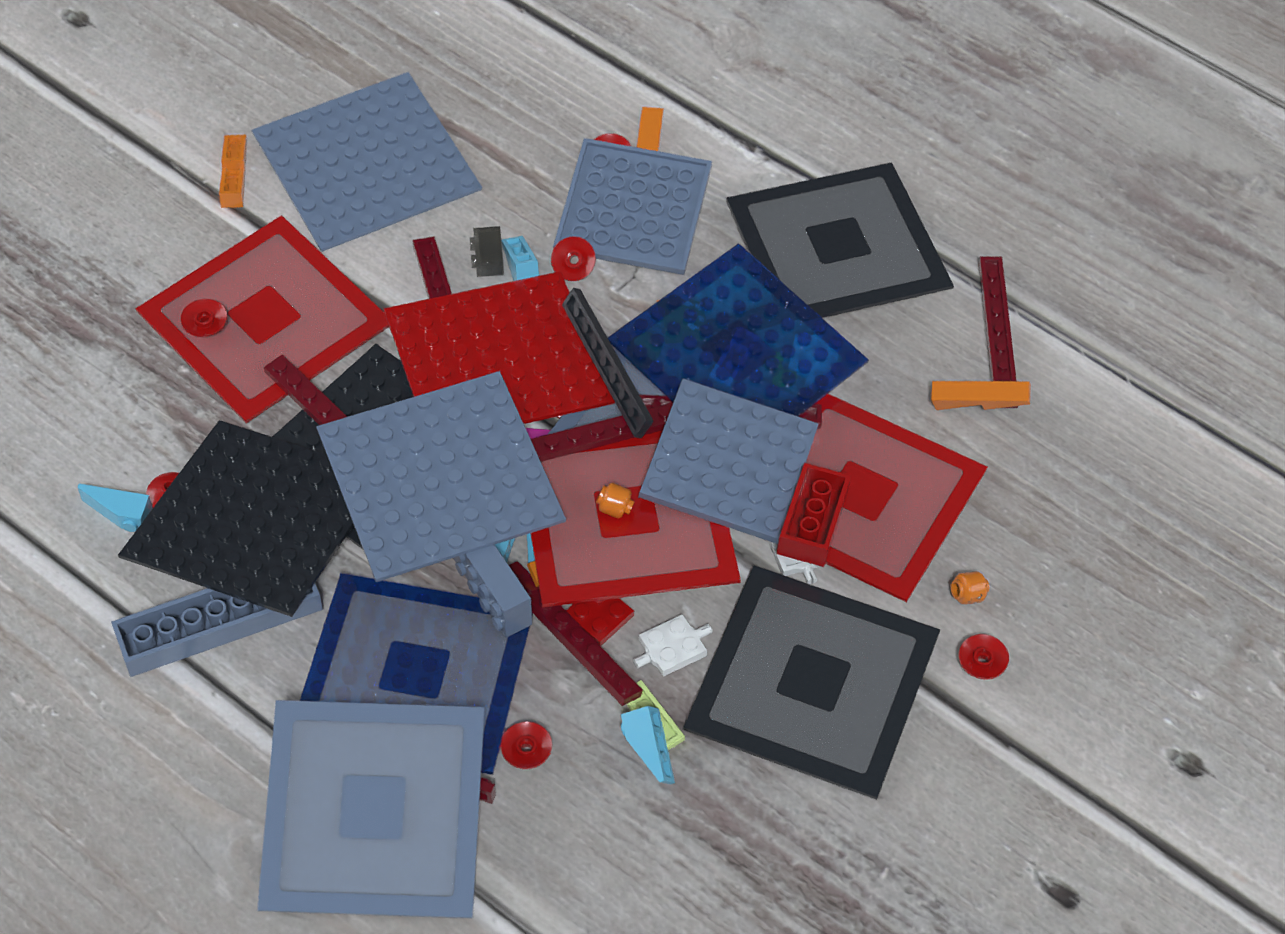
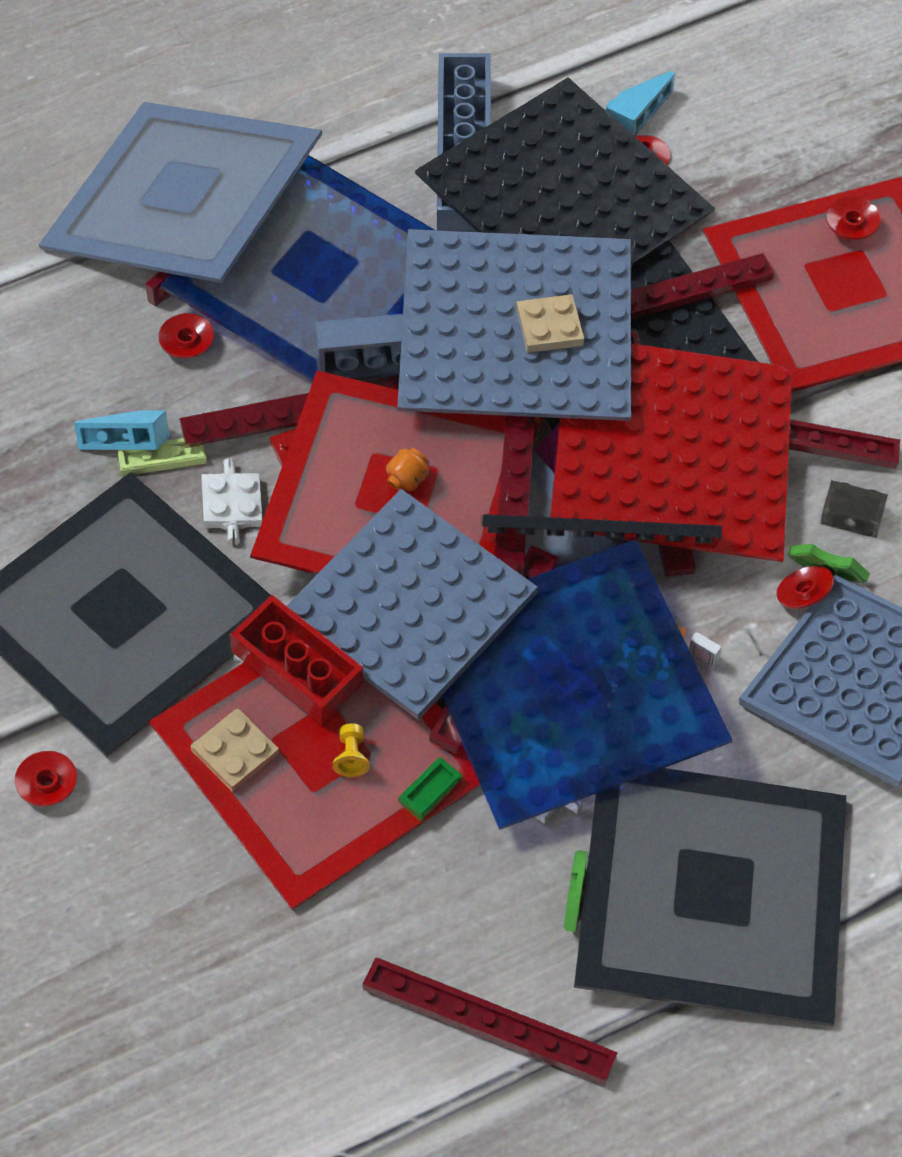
camera: 115 degrees right, 0 degrees up
(438, 442) = (549, 323): none -> tan plate
(520, 258) = (828, 533): medium azure slope -> none
(545, 251) = (844, 567): none -> bright green tile
(656, 294) = (705, 650): none -> white tile
(855, 417) = (430, 788): none -> green tile
(868, 460) = (351, 762): none -> yellow piece
(884, 309) = (575, 891): none -> bright green tile
(898, 536) = (235, 749): none -> tan plate
(970, 587) = (138, 805): orange head -> none
(985, 393) = (392, 936): orange slope -> none

